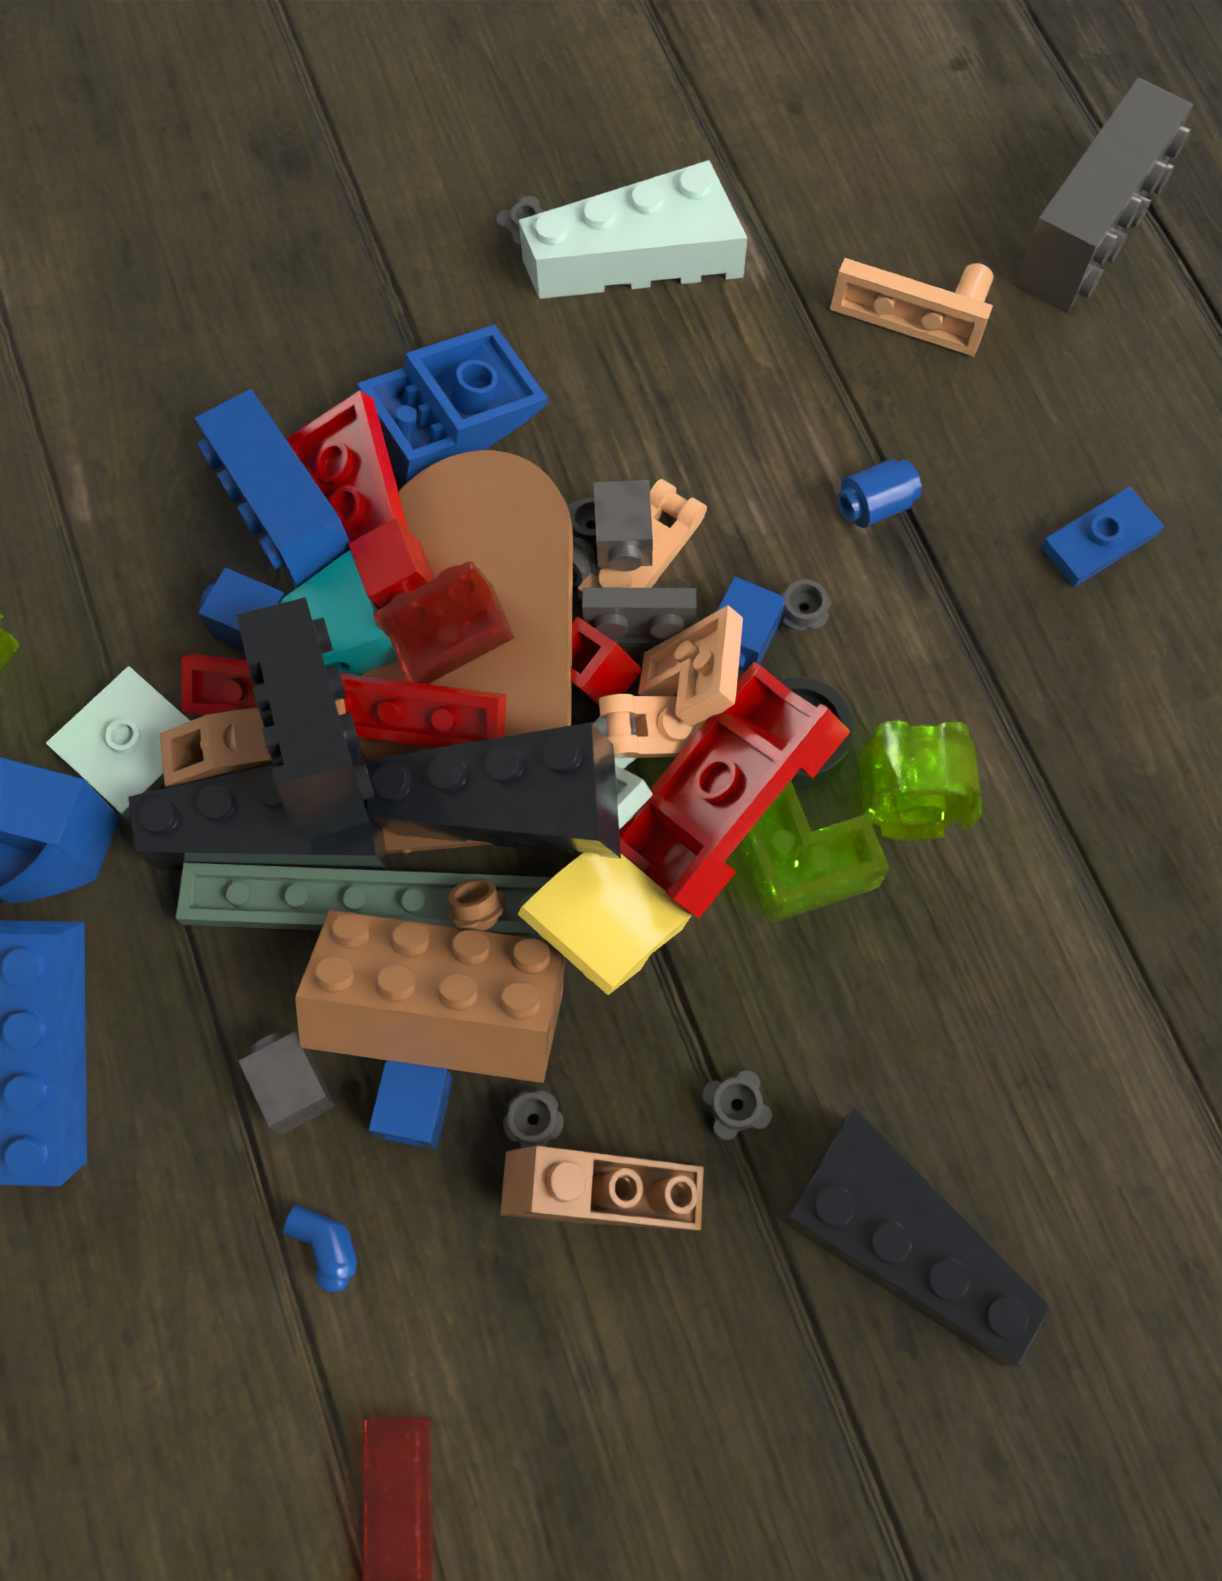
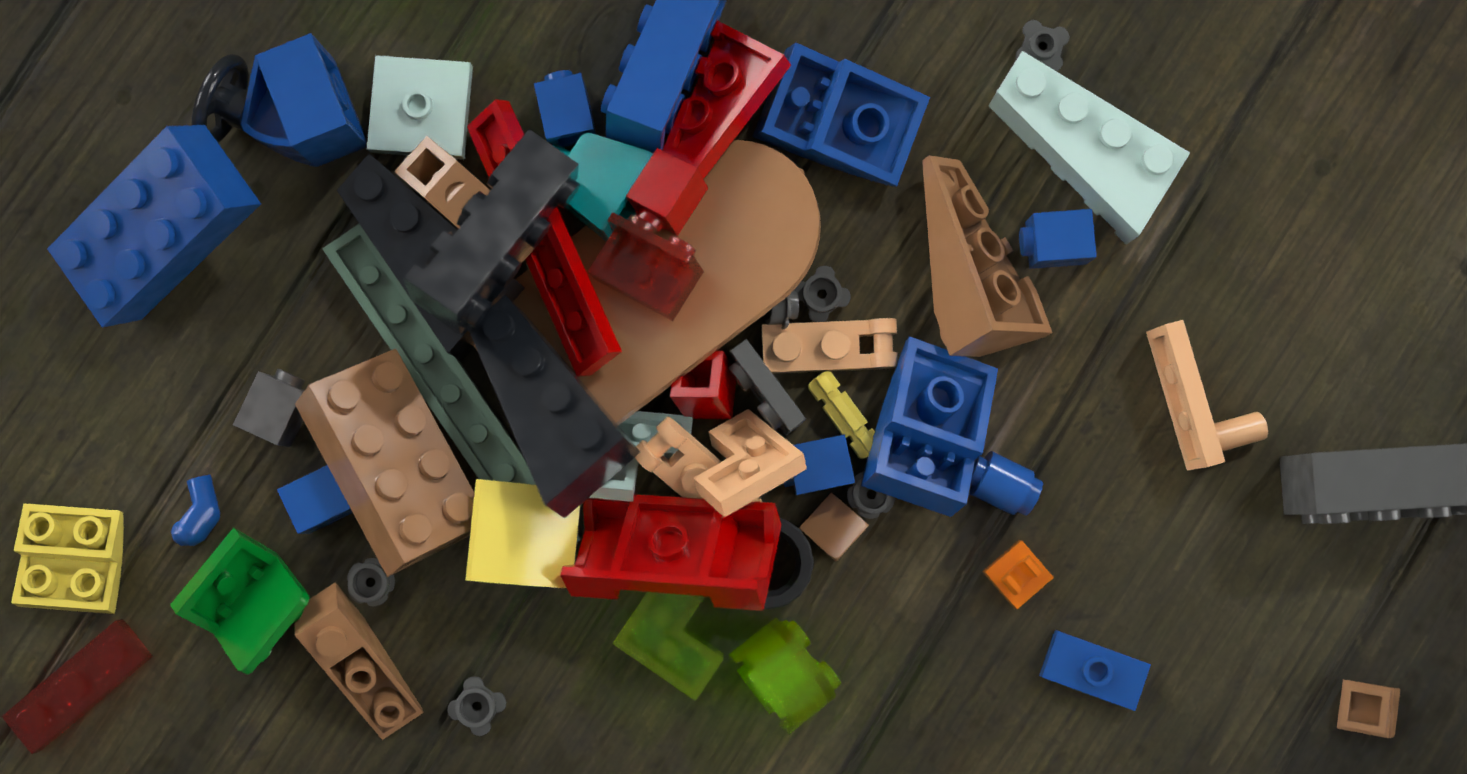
camera: 55 degrees right, 15 degrees up
(258, 1427) = (69, 558): none -> light yellow slope
(452, 1255) = (243, 599): none -> green bracket
(475, 904) = (474, 433): medium nougat plate -> none
(623, 524) = (822, 326): flat silver brick -> none
(698, 405) = (974, 285): none -> medium nougat wedge
(699, 310) = (1058, 238): none -> blue brick
(711, 578) = (843, 413): none -> light yellow axle
(785, 513) = (931, 428): none -> blue slope
(812, 653) = (833, 526): none -> medium nougat slope
(968, 539) = (1018, 574): none -> orange tile

